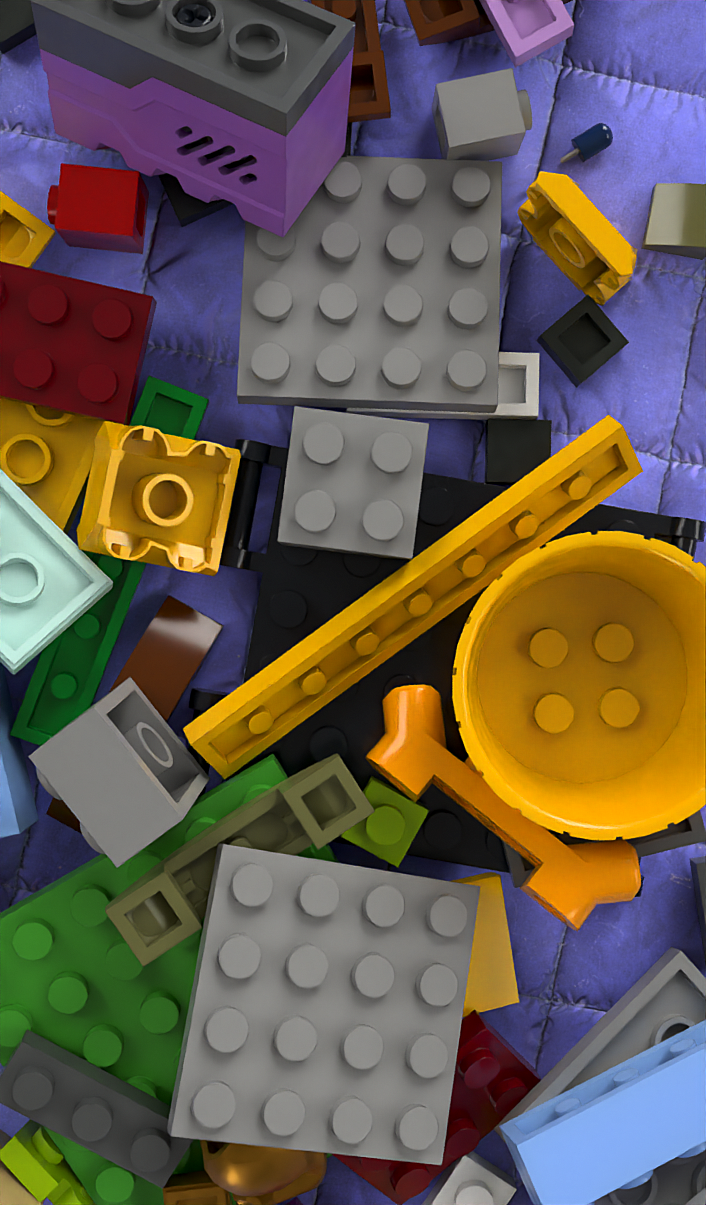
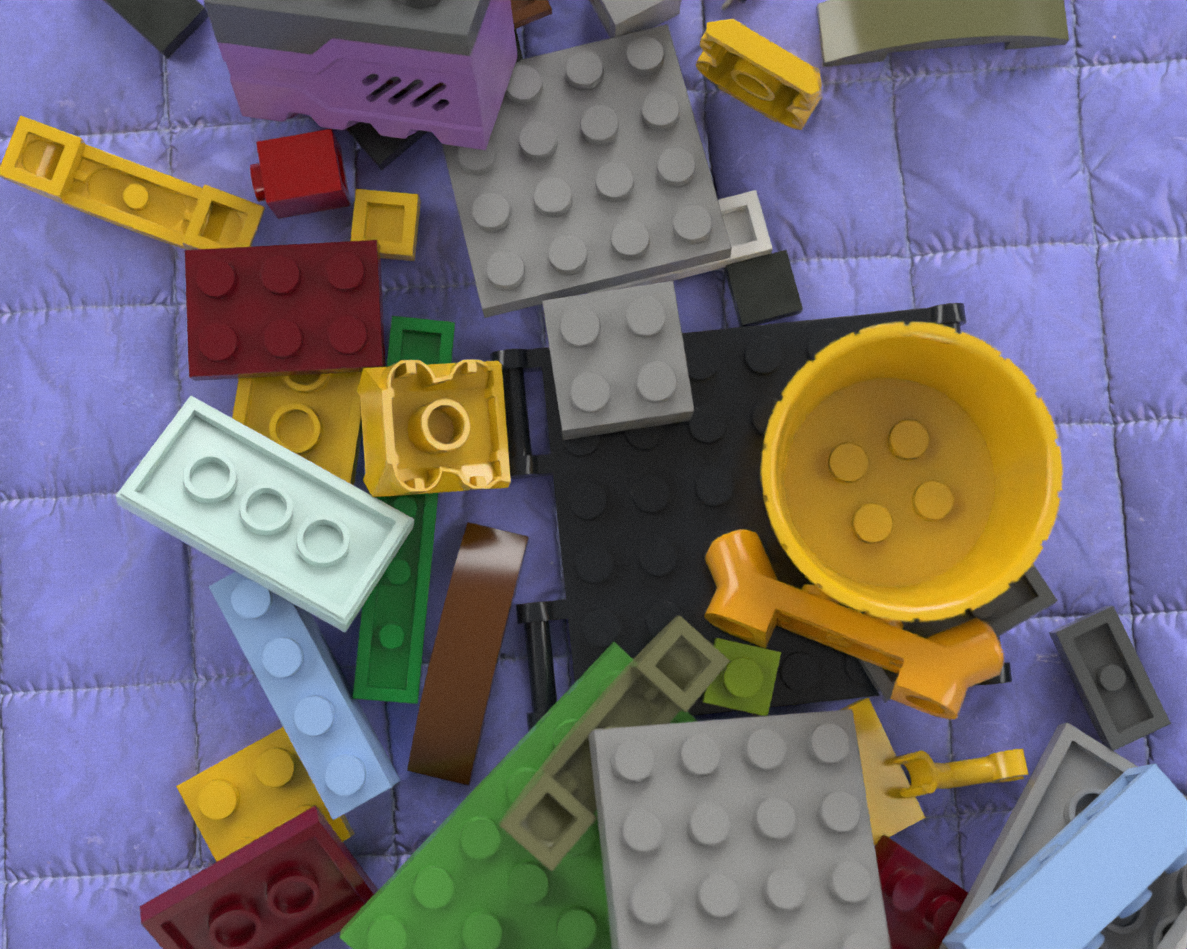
camera: 15 degrees left, 5 degrees down
(120, 773) = (475, 693): light grey brick -> none
(172, 279) = (389, 219): none -> yellow plate
(414, 598) = (703, 454): yellow plate -> none
(535, 963) = (929, 775): none -> yellow arm
(582, 340) = (793, 168): pearl dark grey tile -> none

